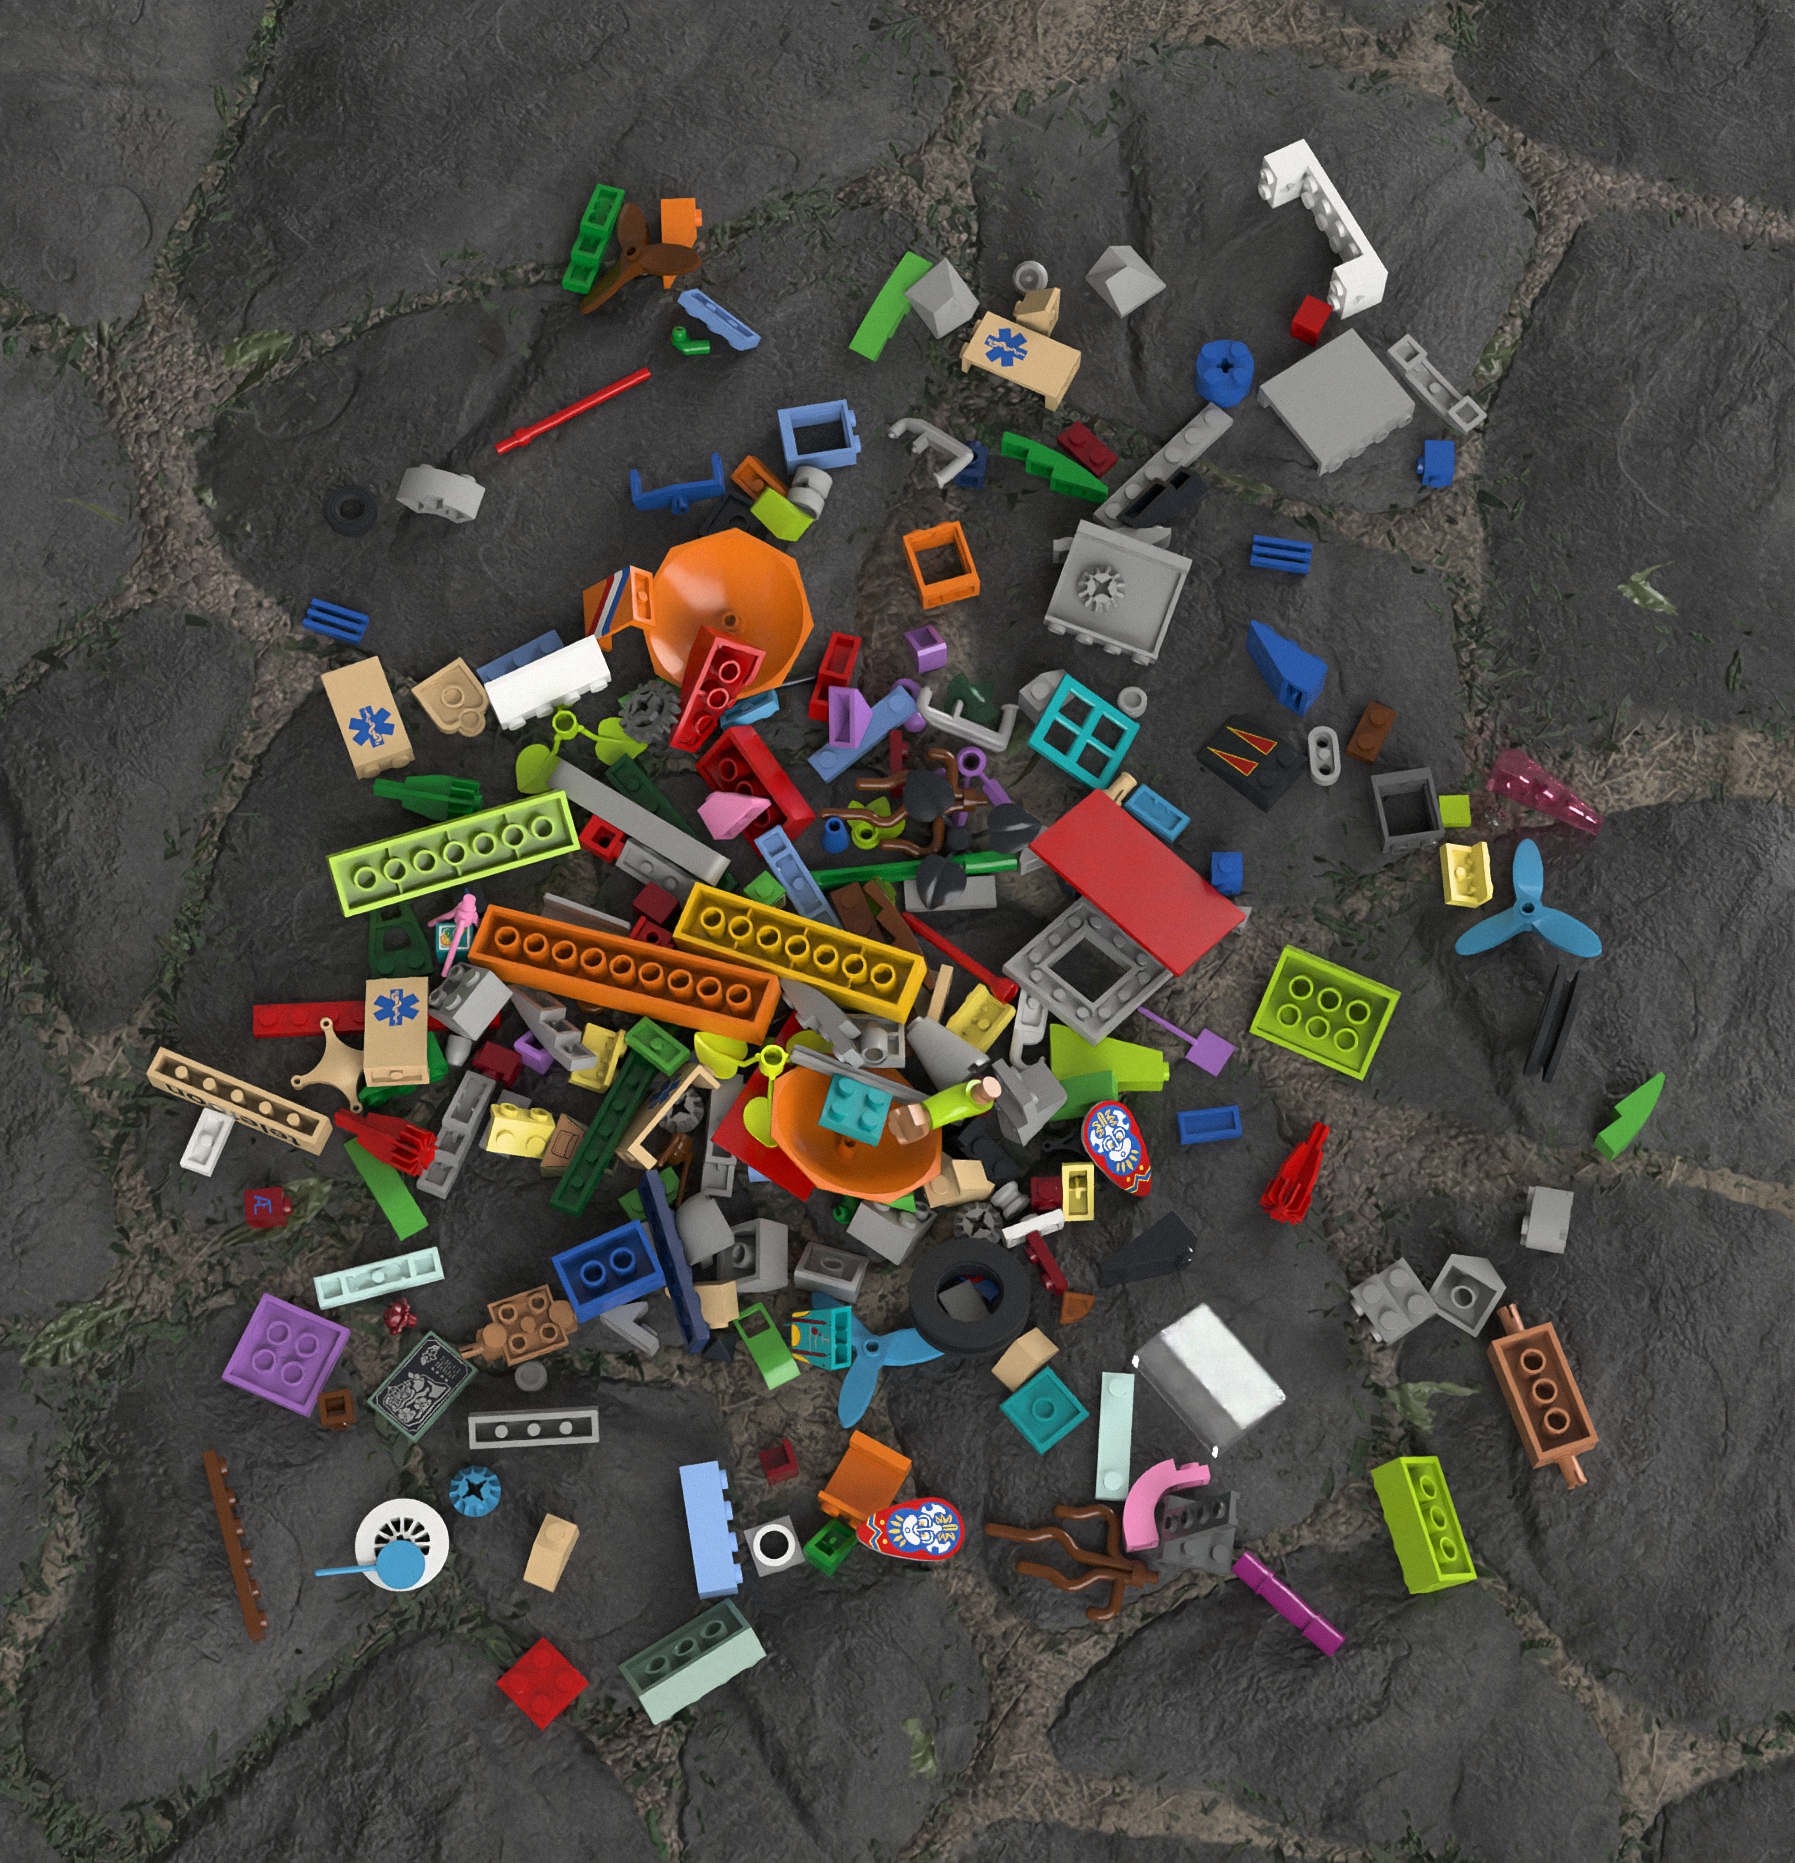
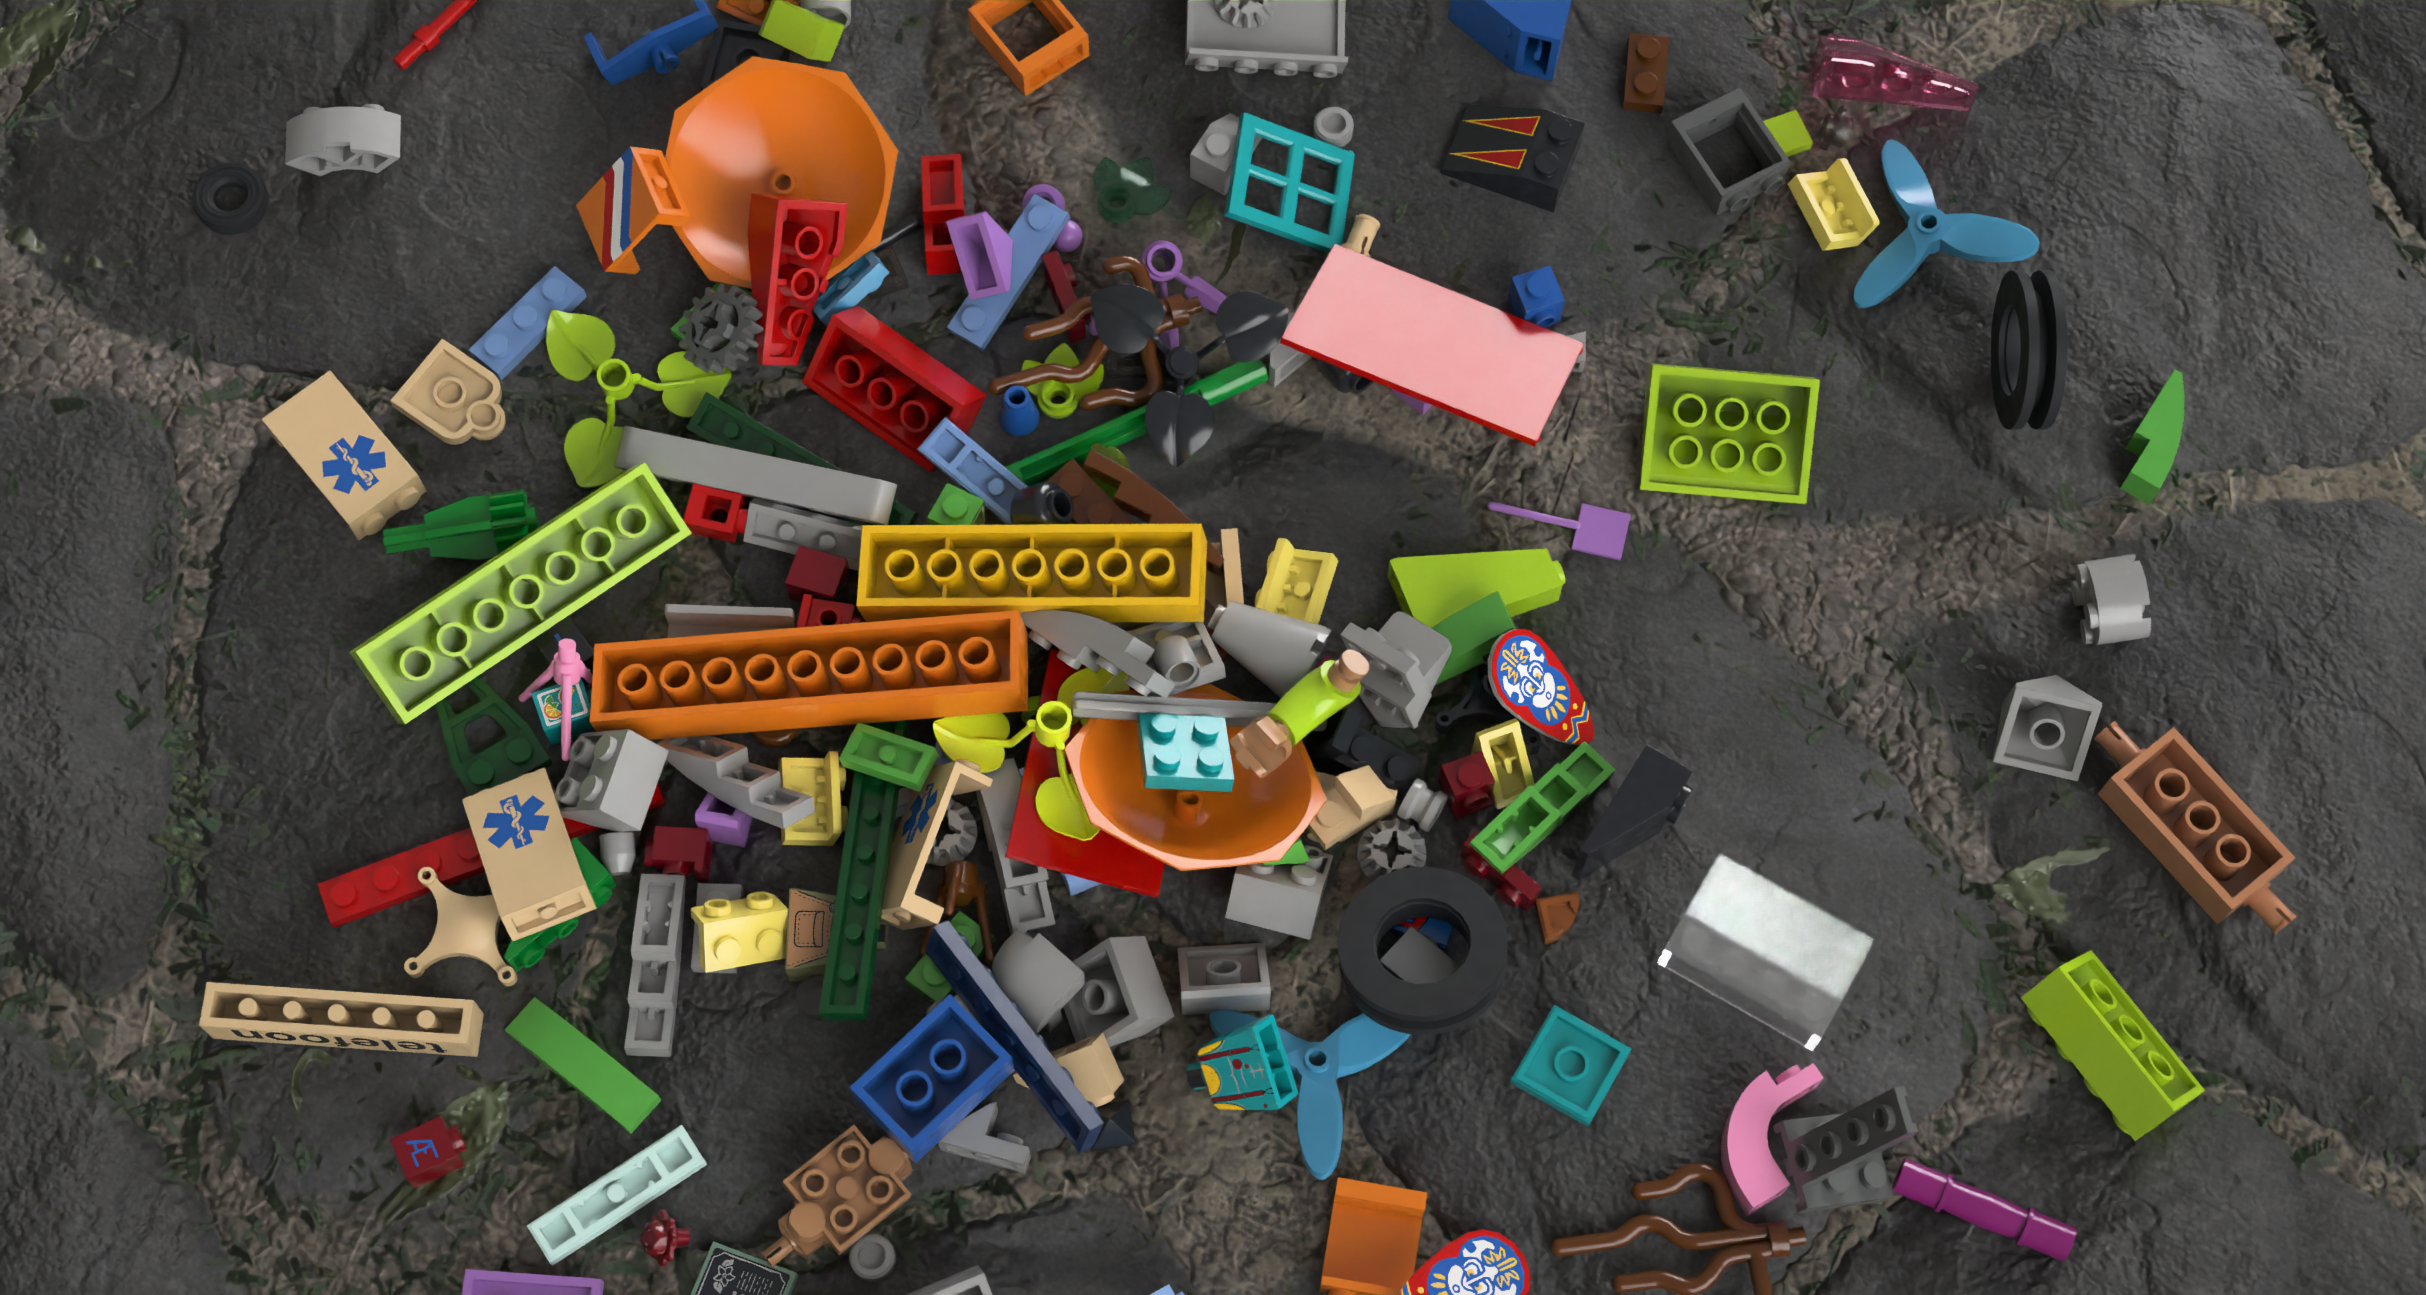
camera: 20 degrees left, 0 degrees up
(207, 1142) = (315, 1090): white plate -> none
(312, 613) = (259, 340): blue tile -> none
(391, 1140) = (570, 1001): red piece -> none
(548, 683) = (572, 333): white slope -> none
(730, 812) = (873, 425): bright pink slope -> none
(769, 1350) = (1179, 1110): bright green piece -> none
(779, 1463) = (1250, 1257): dark red panel -> none
(822, 908) = (1041, 505): none -> black head
(847, 1209) = (1213, 888): green arm -> none
(926, 648) = (1049, 141): medium lavender slope -> none
(966, 729) = (1137, 224): light grey piece -> none
(978, 893) = (1232, 428): light grey tile -> none
(1002, 988) = (1310, 534): red piece -> none
(1024, 1359) = (1518, 1007): tan slope -> none
(1028, 1028) = (1357, 553): white plate -> none
(1043, 1224) = (1461, 828): white plate -> none
(1090, 1020) = (1442, 537): light grey plate -> none
(1091, 1229) = (1542, 808): none -> bright green slope
(1114, 1436) = (1674, 1068): light aqua plate -> none
(1157, 813) = (1419, 254): dark azure plate -> none
(1209, 1124) = (1636, 623): blue tile -> none
(1291, 1190) = (1777, 657): red piece -> none
(1323, 758) = (1599, 121): light grey plate -> none
(1393, 1302) = (1960, 771): light grey plate -> none

